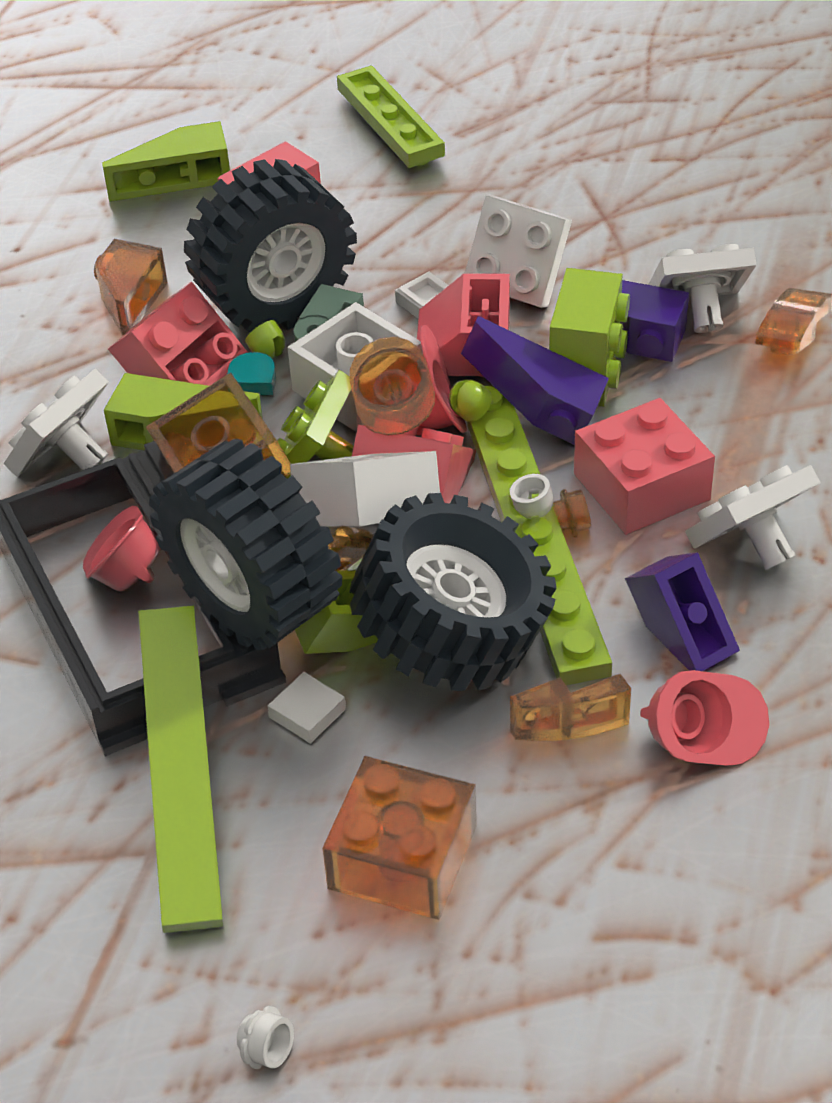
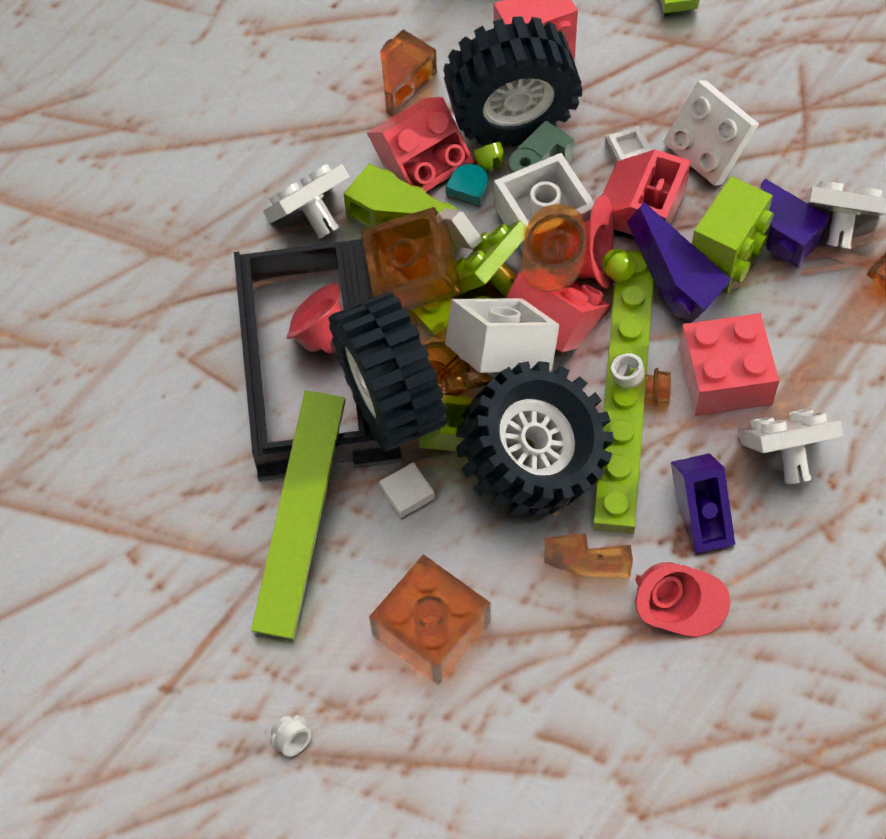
camera: 20 degrees right, 15 degrees up
(270, 404) = (461, 229): none -> white tile

